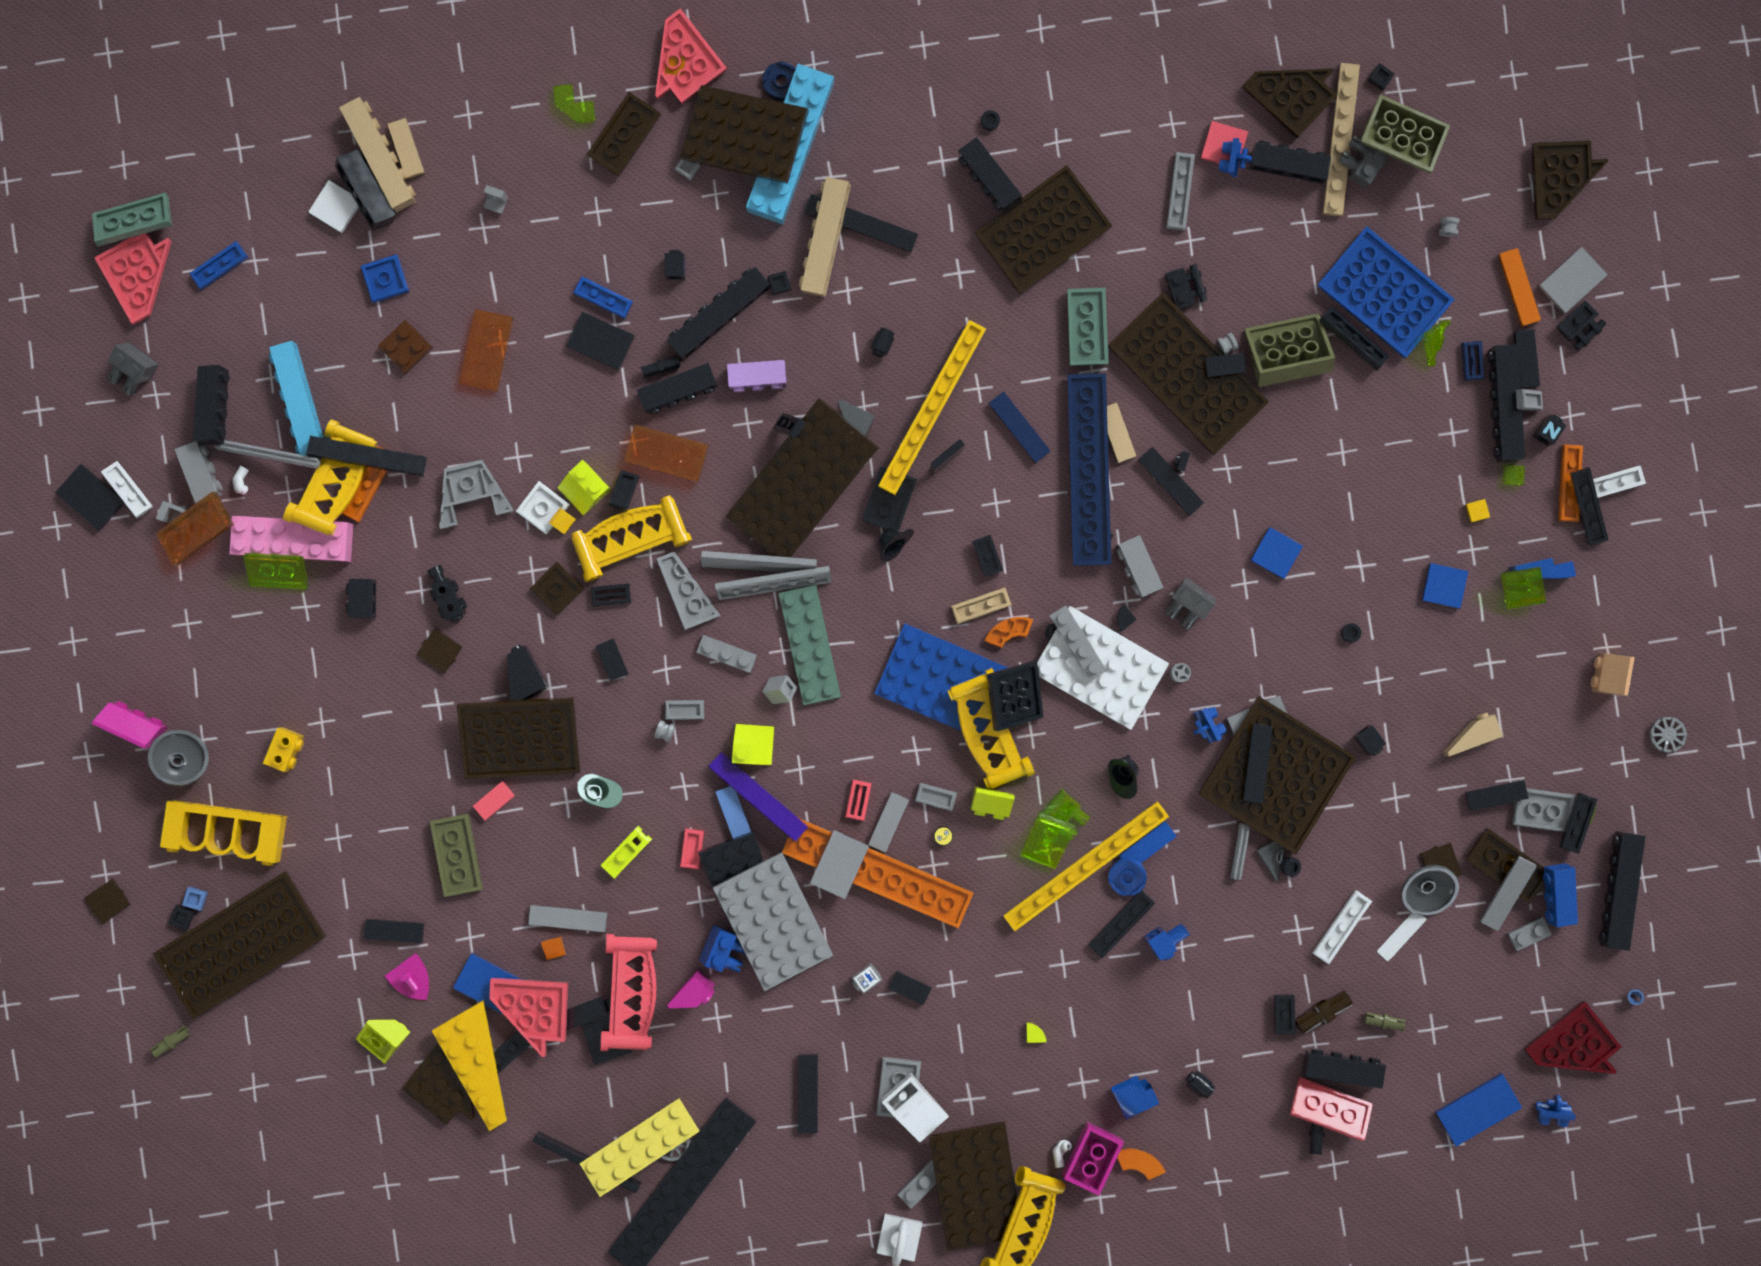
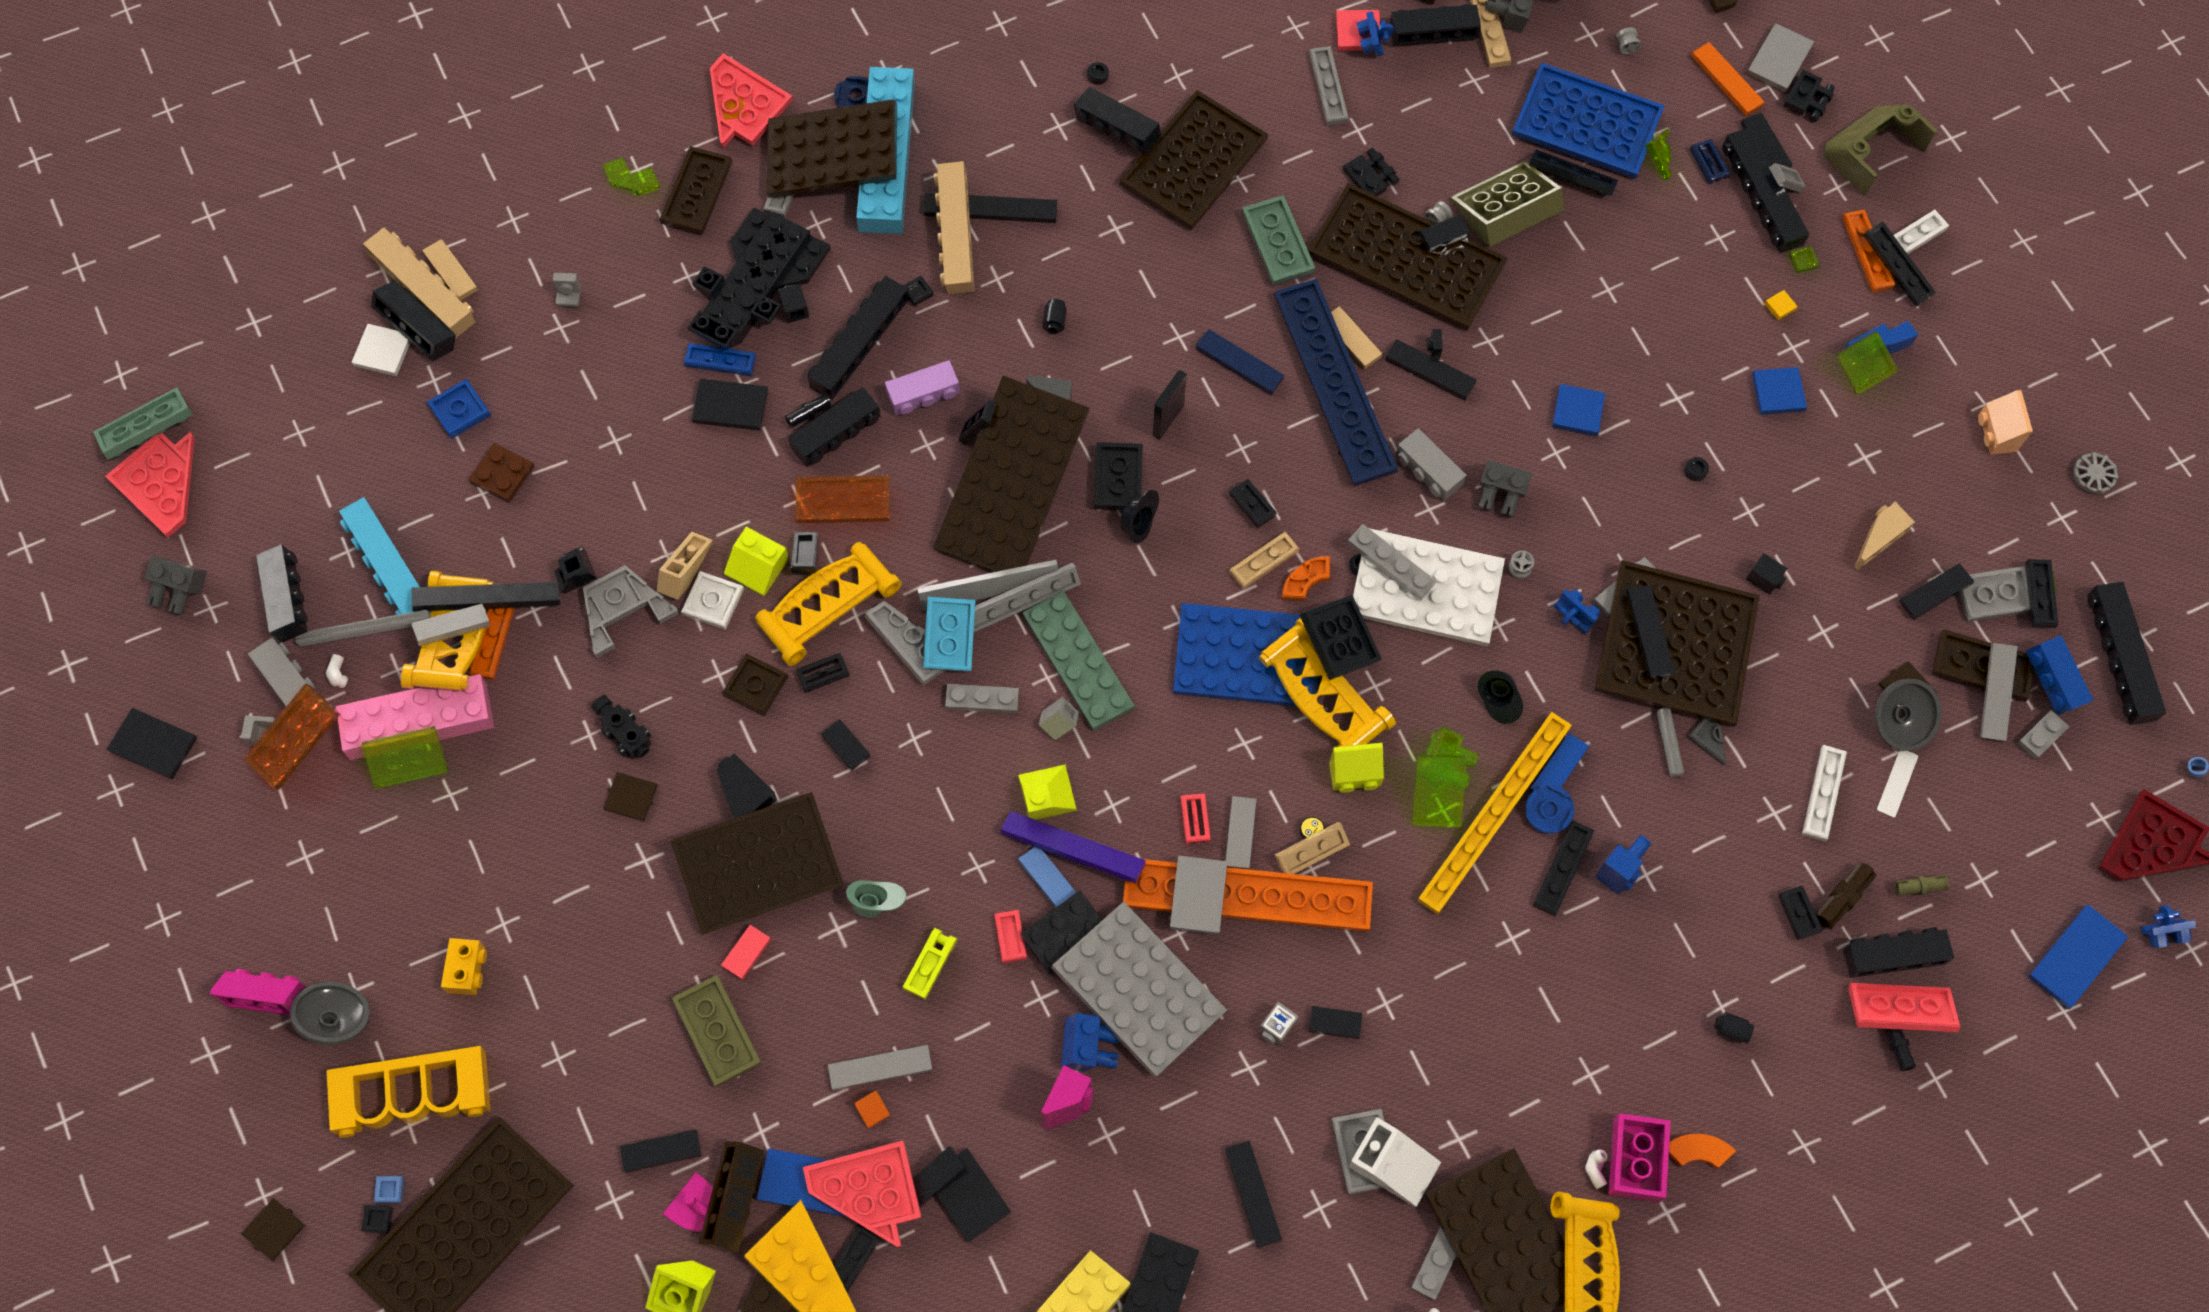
camera: 15 degrees left, 20 degrees down
(127, 489) = (197, 720): white plate -> none
(218, 265) = (257, 447): blue tile -> none
(333, 476) = (450, 624): none -> light grey tile
(361, 598) = (518, 760): black brick -> none
(434, 983) = (731, 1197): none -> dark brown brick
(442, 450) = (574, 570): none -> black brick
(486, 350) = (598, 451): clear orange plate -> none
(527, 472) = (683, 565): none -> tan slope
(562, 520) = (740, 605): yellow tile -> none
(619, 1034) = (989, 1188): coral piece -> none
(633, 250) = (744, 300): none -> black piece
(664, 731) = (934, 806): light grey wheel -> none
(684, 709) = (951, 777): light grey tile -> none
(714, 598) = (949, 634): none -> medium azure tile
(932, 407) = (1133, 367): yellow plate -> none
(936, 796) = (1287, 787): light grey tile -> none
(937, 852) = (1312, 849): none -> tan tile
(1034, 1033) = (1509, 1031): neon yellow tile -> none
(1125, 618) = (1435, 526): black tile -> none
(1134, 1096) = (1660, 1068): blue piece -> none
(1291, 866) = (1736, 741): black tile -> none
(1549, 430) = (1822, 203): black brick -> none
(1591, 384) = (1850, 146): none -> olive windscreen

